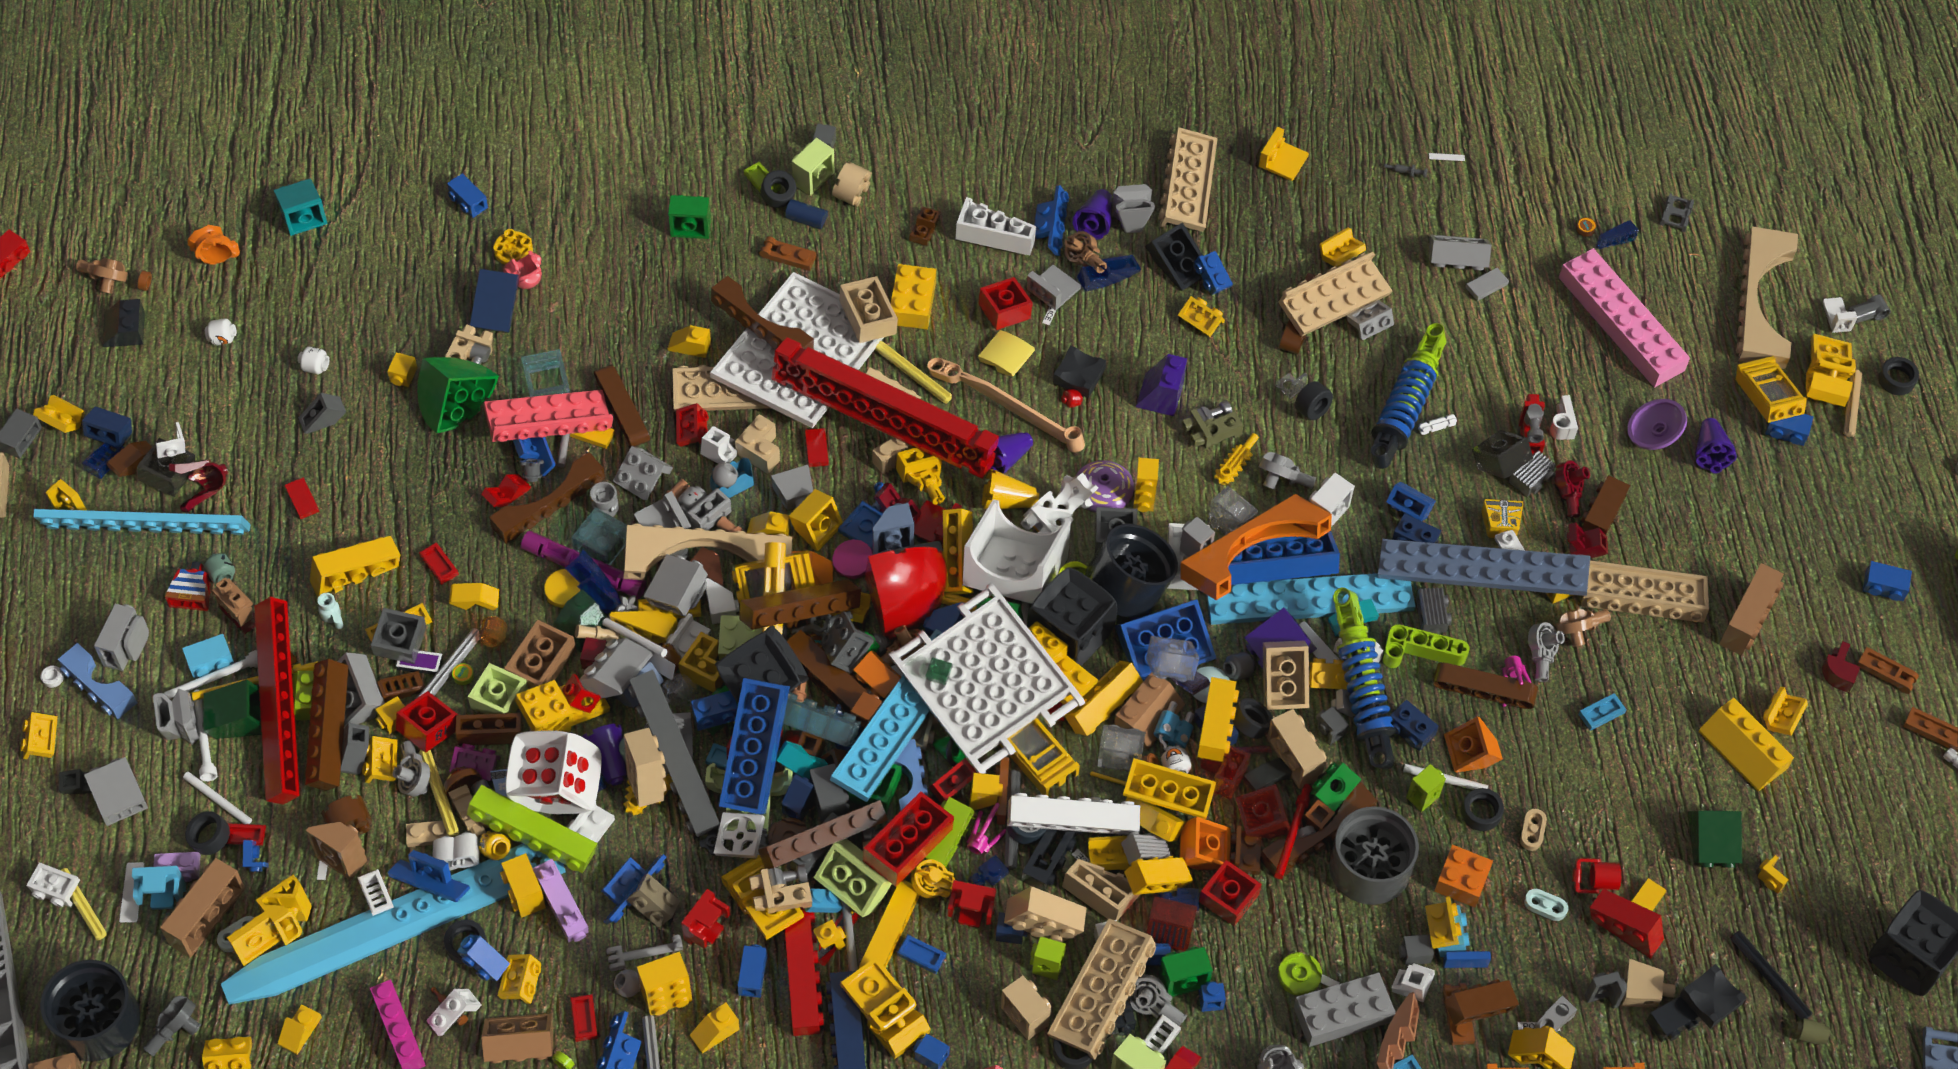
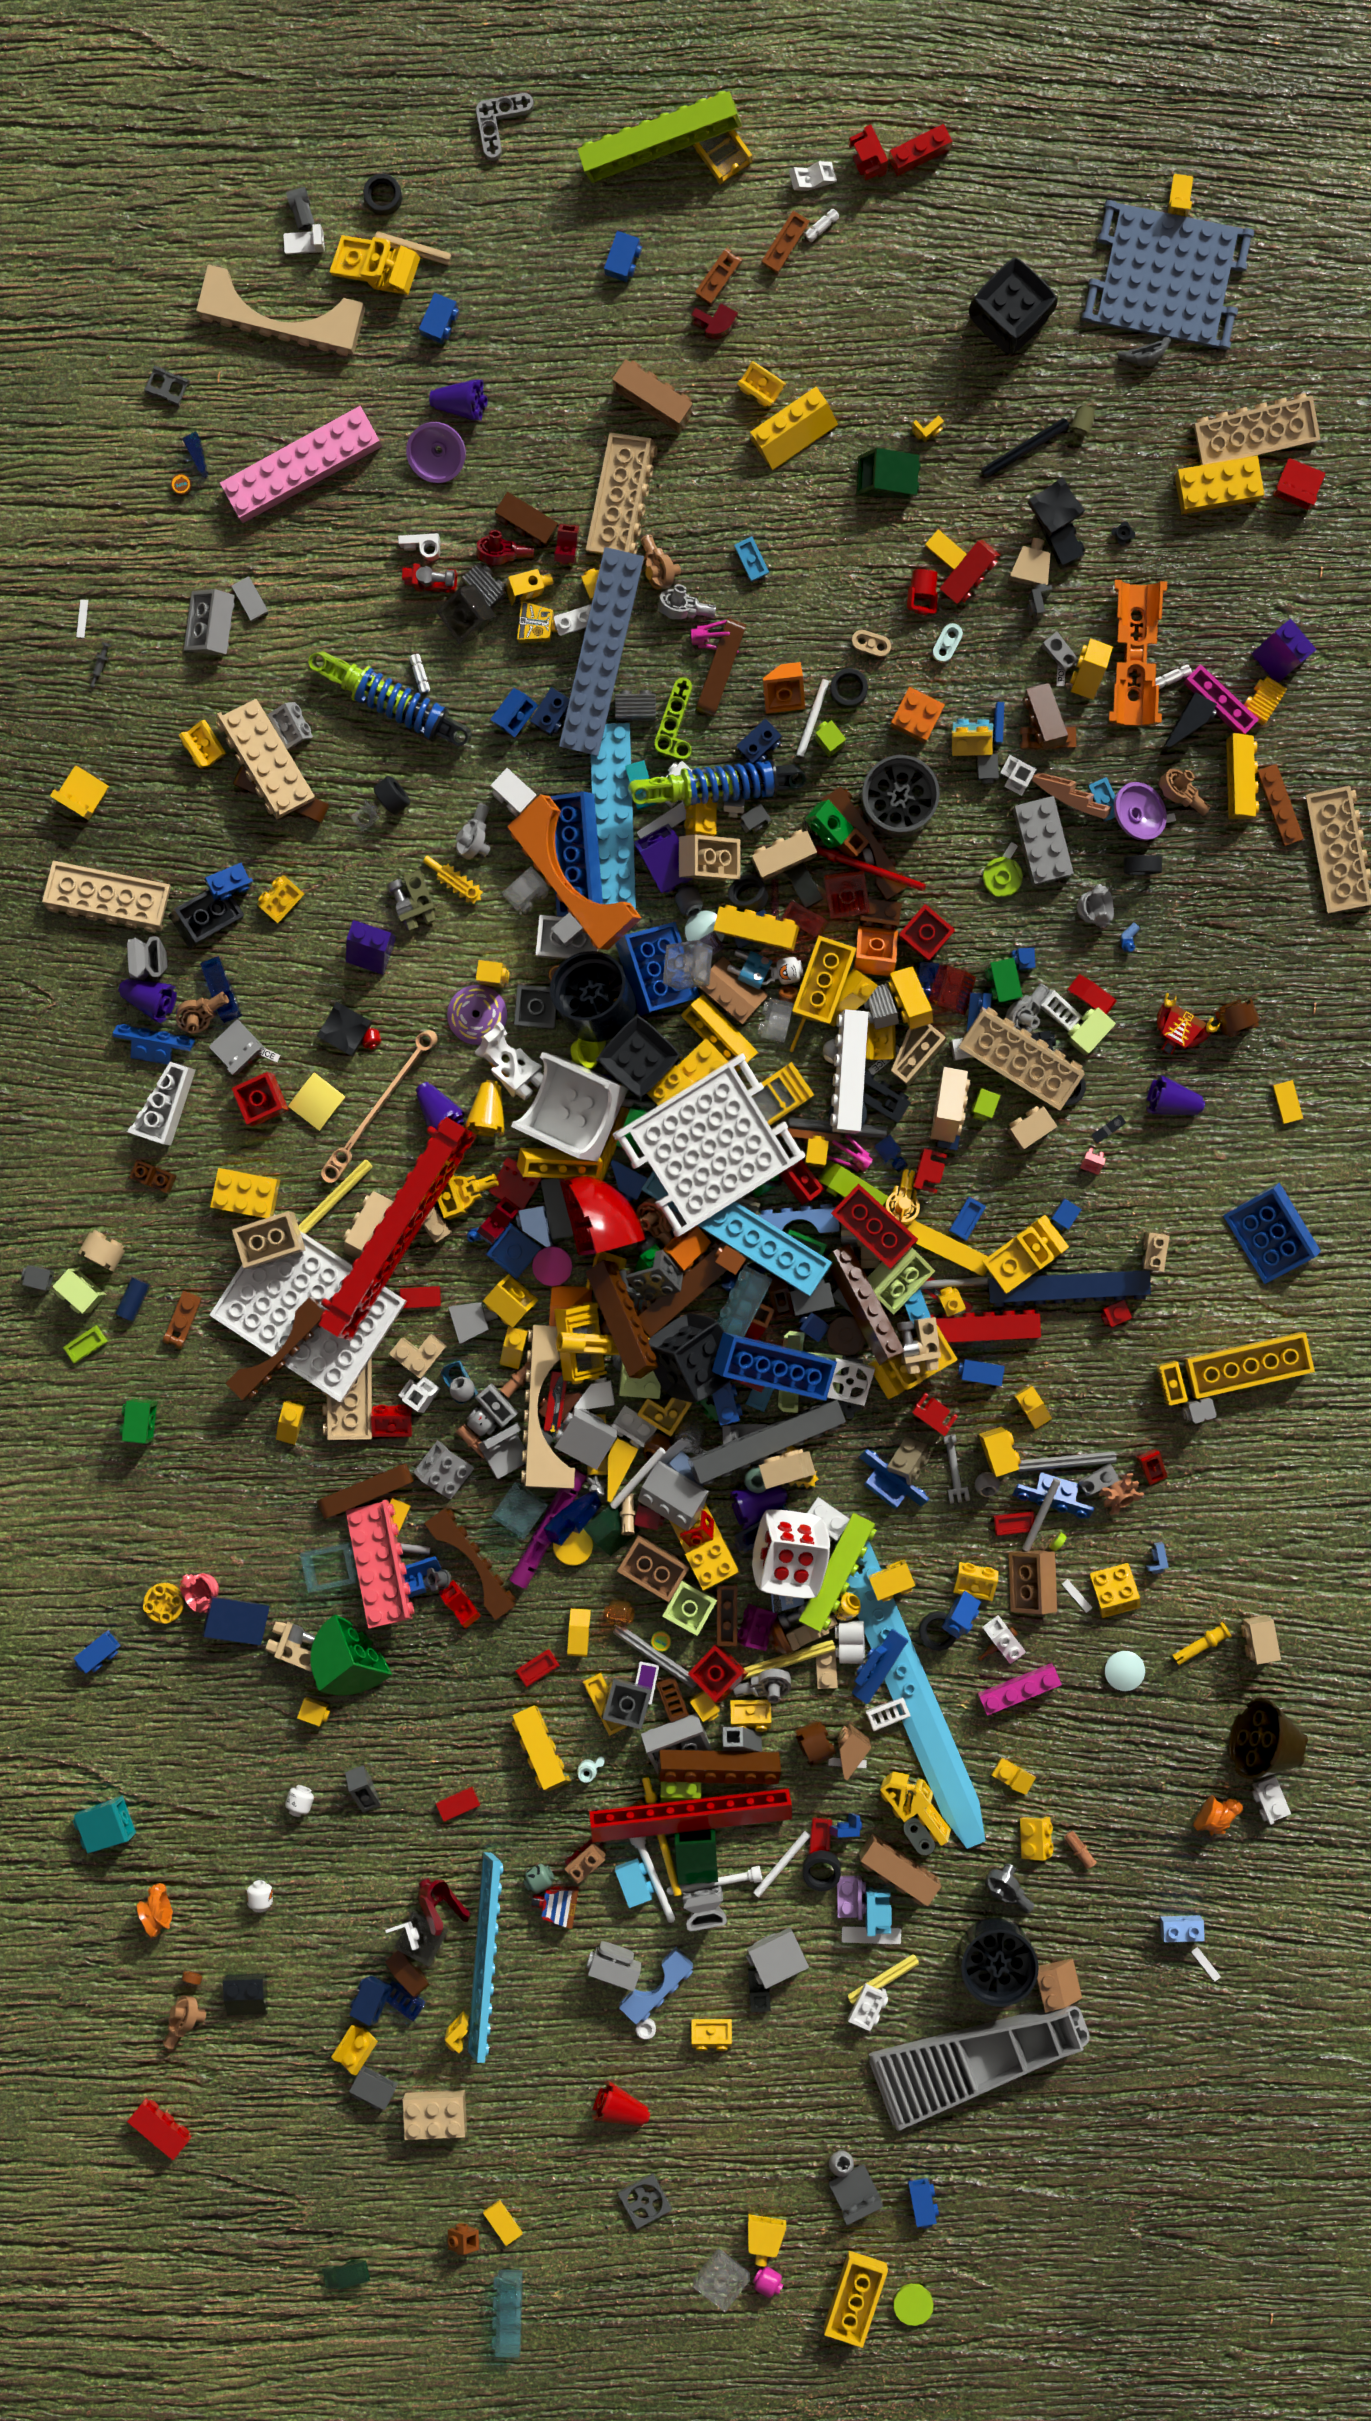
camera: 80 degrees left, 30 degrees up
(561, 901) = (906, 1545): lavender brick -> none
(593, 1038) = (1041, 1514): none -> light grey bar
(604, 498) = (478, 1507): light grey wheel -> none
(715, 560) = (555, 1402): none -> red sticker
(782, 178) = (104, 1315): black tyre -> none
(798, 760) = (780, 1326): teal slope -> none
(939, 671) = (702, 1189): clear green tile -> none
(1539, 506) = (520, 587): none -> yellow torso
(1770, 389) = (400, 329): yellow door -> none

